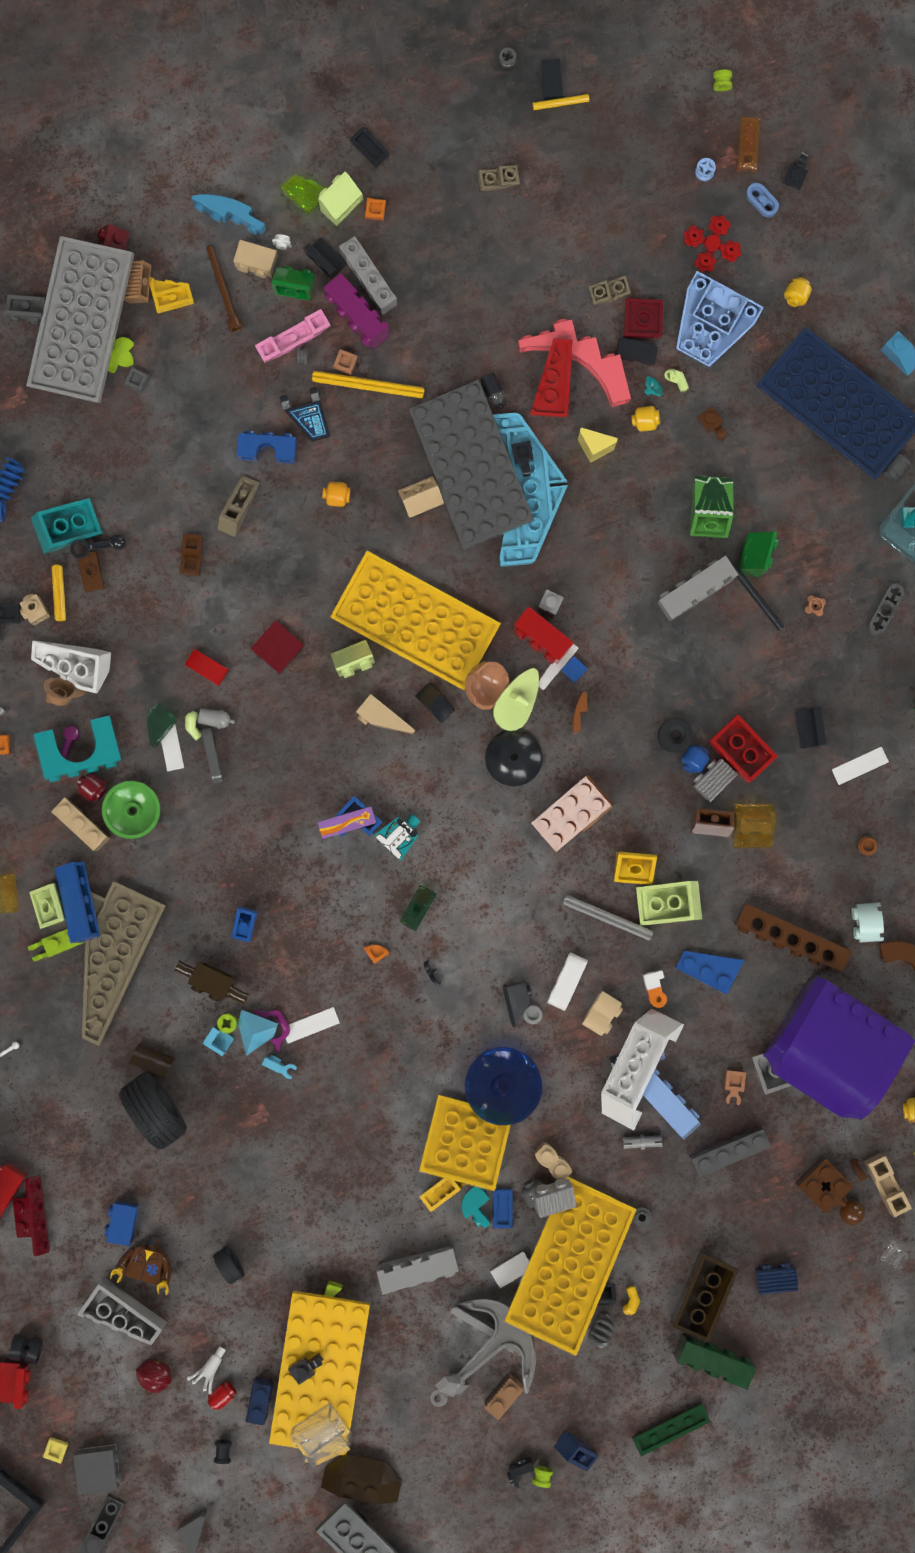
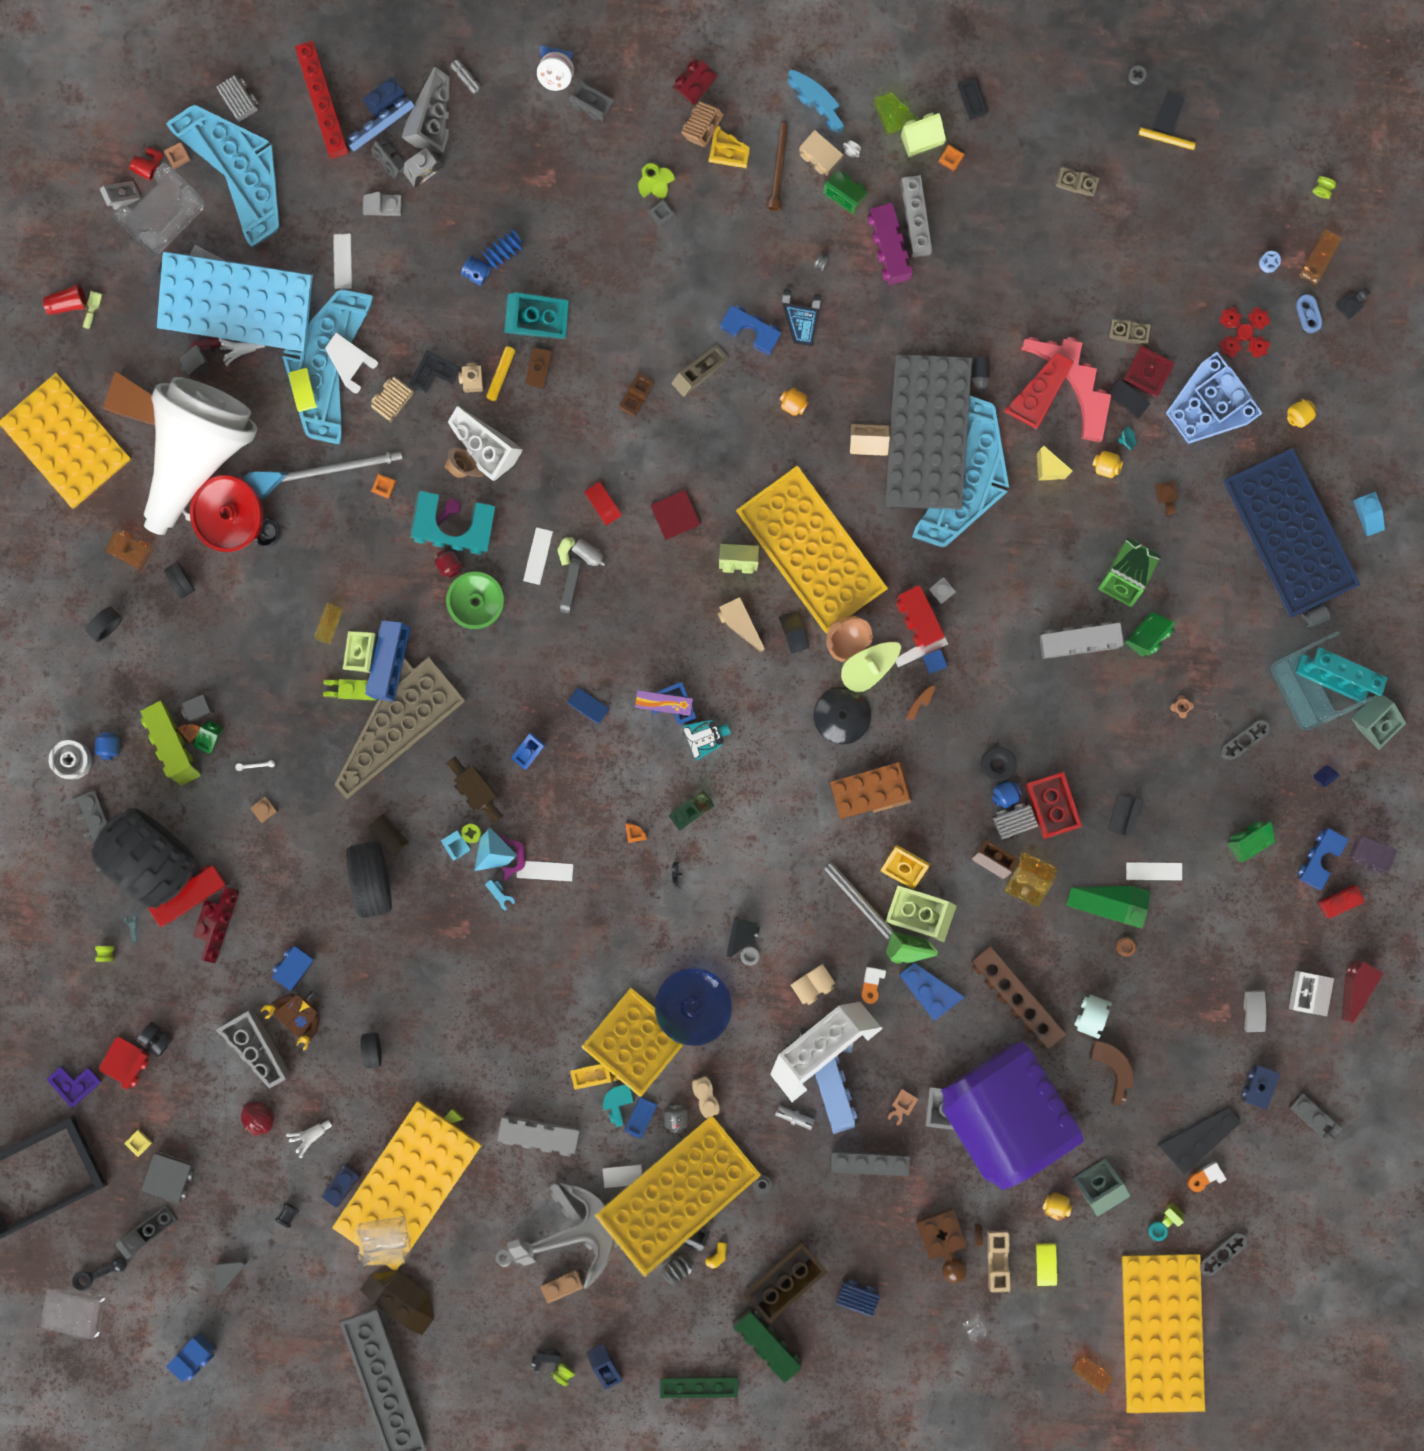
camera: 30 degrees right, 0 degrees up
(28, 1091) = (263, 809): none -> medium nougat plate
(78, 823) = (423, 592): tan arch -> none
(80, 319) = (636, 135): light grey plate -> none
(117, 542) = (574, 352): black piece -> none
(159, 723) = (537, 534): clear green slope -> none
(221, 1396) = (309, 1165): red brick -> none
(279, 857) = (588, 706): none -> blue slope
(294, 337) = (821, 240): bright pink slope -> none
(304, 1368) = (395, 1174): black plate -> none
(325, 258) = (884, 181): black panel -> none
(345, 362) = (858, 285): nougat plate -> none
(367, 384) = (869, 315): yellow axle -> none
(523, 455) = (979, 445): black plate -> none
(553, 1197) = (691, 1127): light grey brick -> none
(567, 981) = (795, 940): white beam -> none
(674, 939) = (909, 948): none -> bright green slope
(677, 377) = (1154, 439): yellowish green arm -> none
(758, 599) = (1132, 676): black bar -> none
(840, 810) = (1116, 903): none -> green wedge

